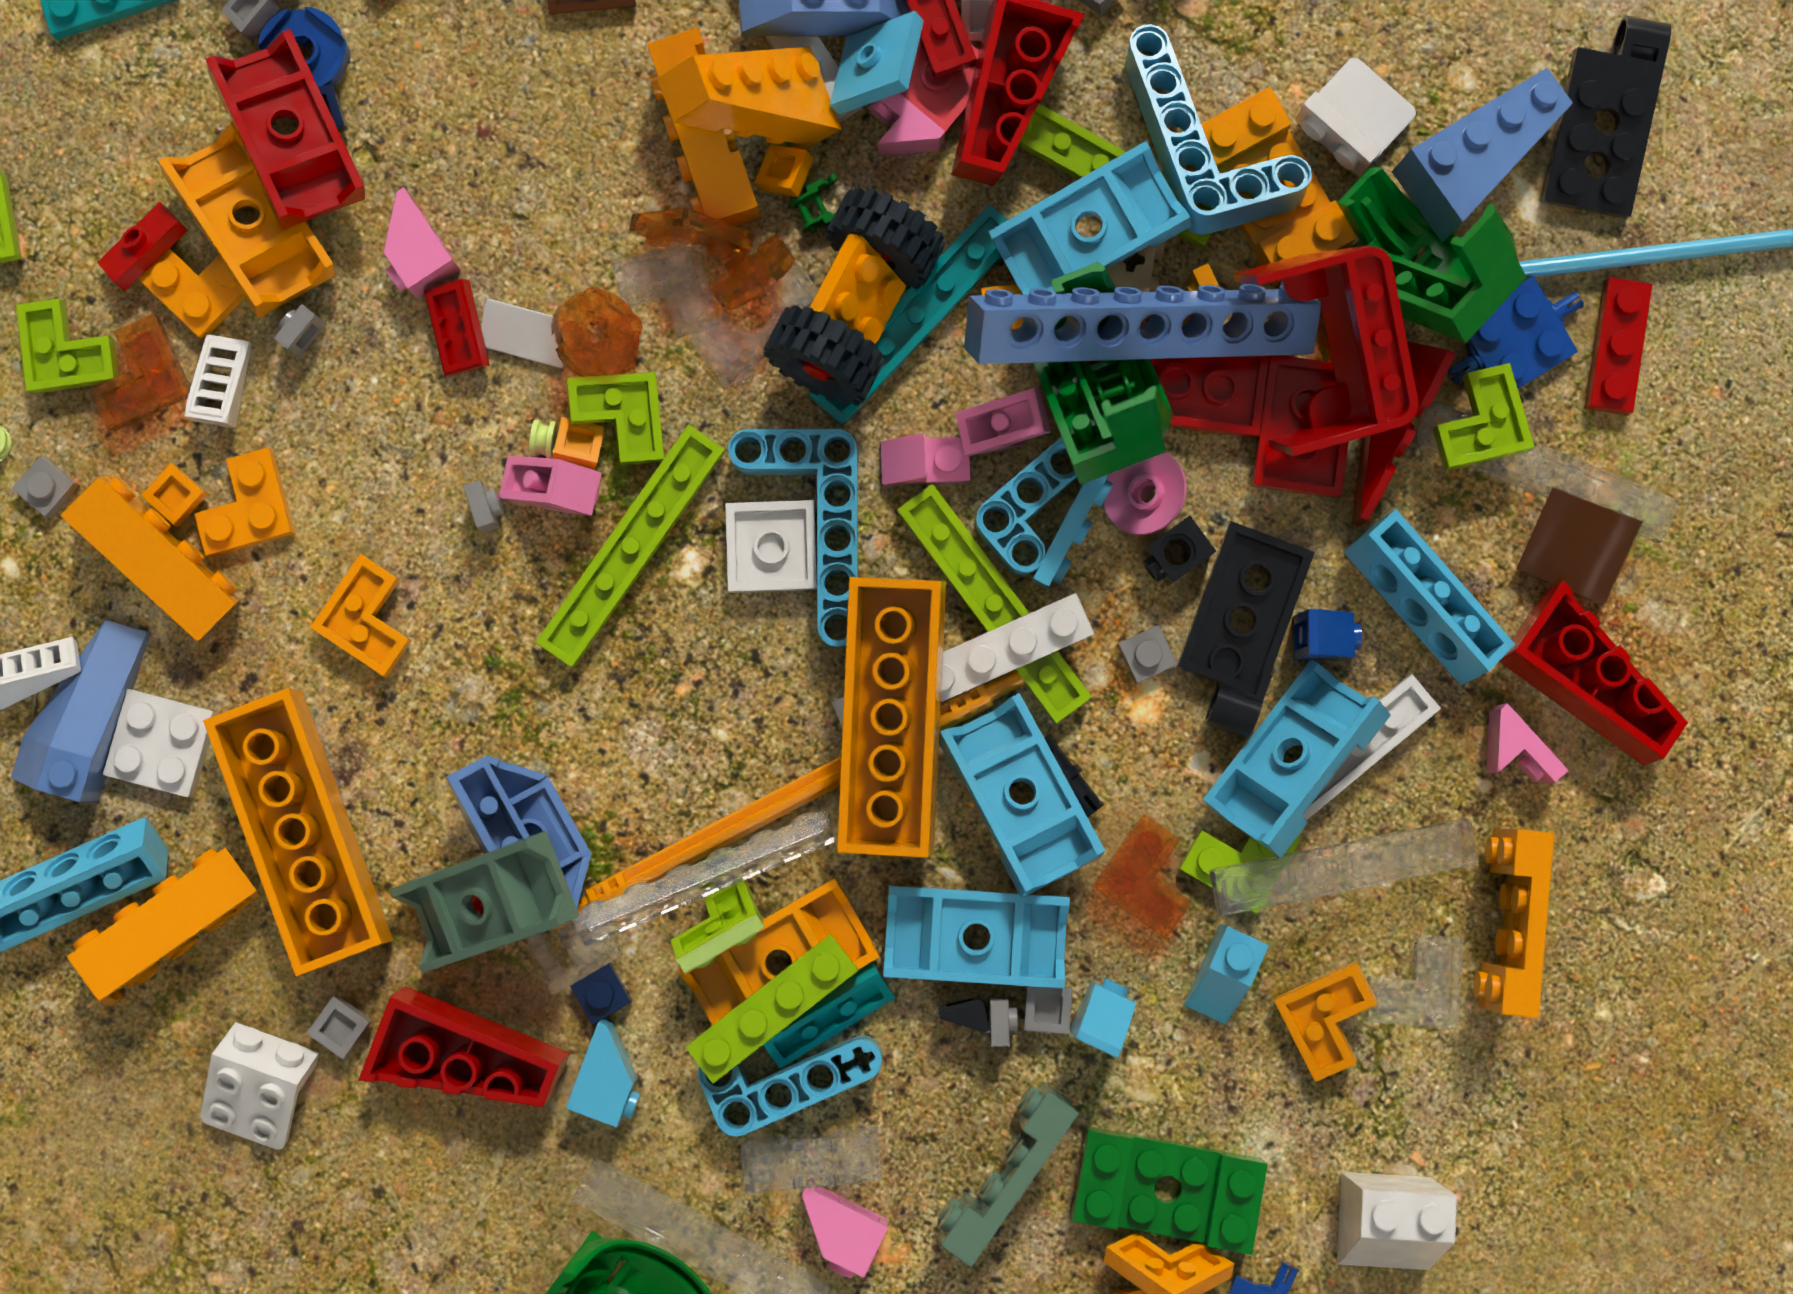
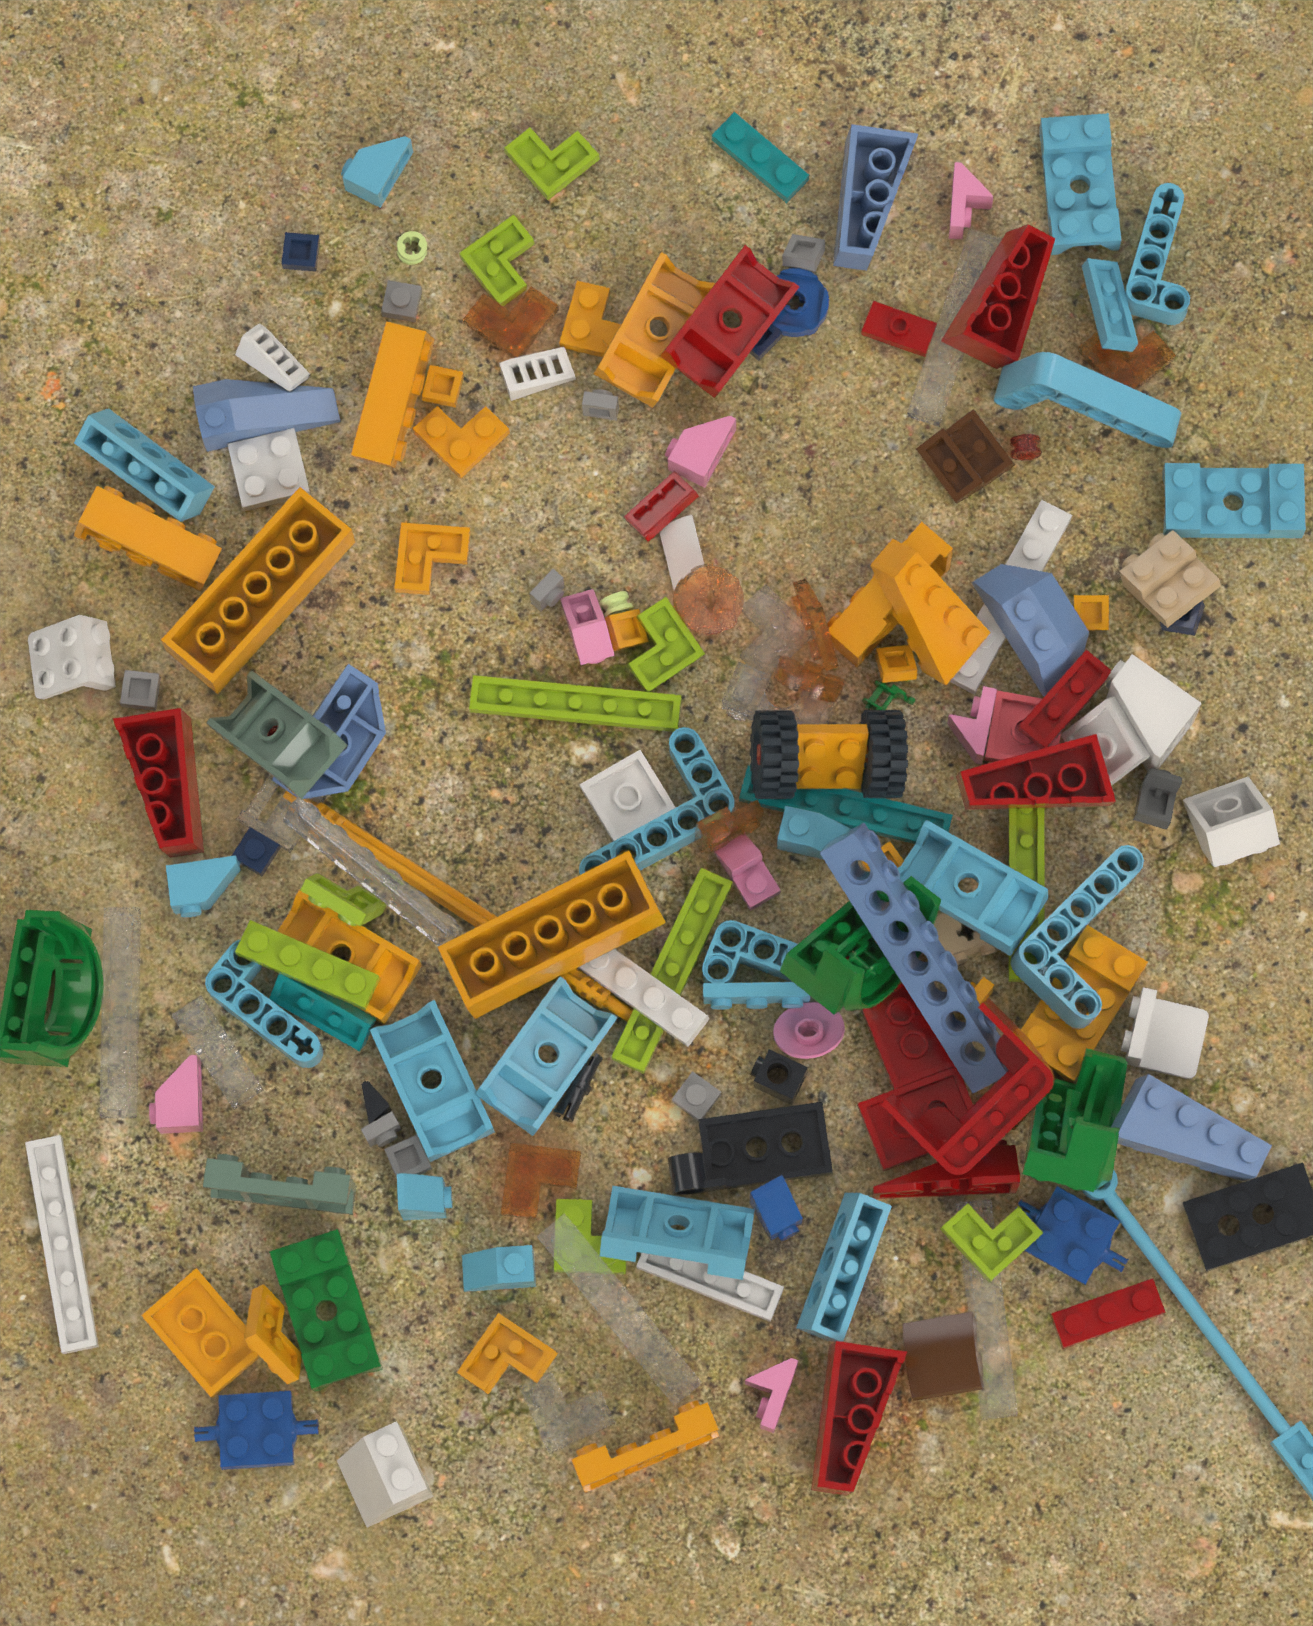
camera: 65 degrees right, 10 degrees down
(142, 246) = (600, 272): red plate -> none
(869, 463) = (717, 828): none -> clear orange plate
(876, 63) = (1003, 682): medium azure plate -> none
(926, 368) = (807, 832): none -> medium azure slope
(1003, 422) = (799, 904): bright pink slope -> none

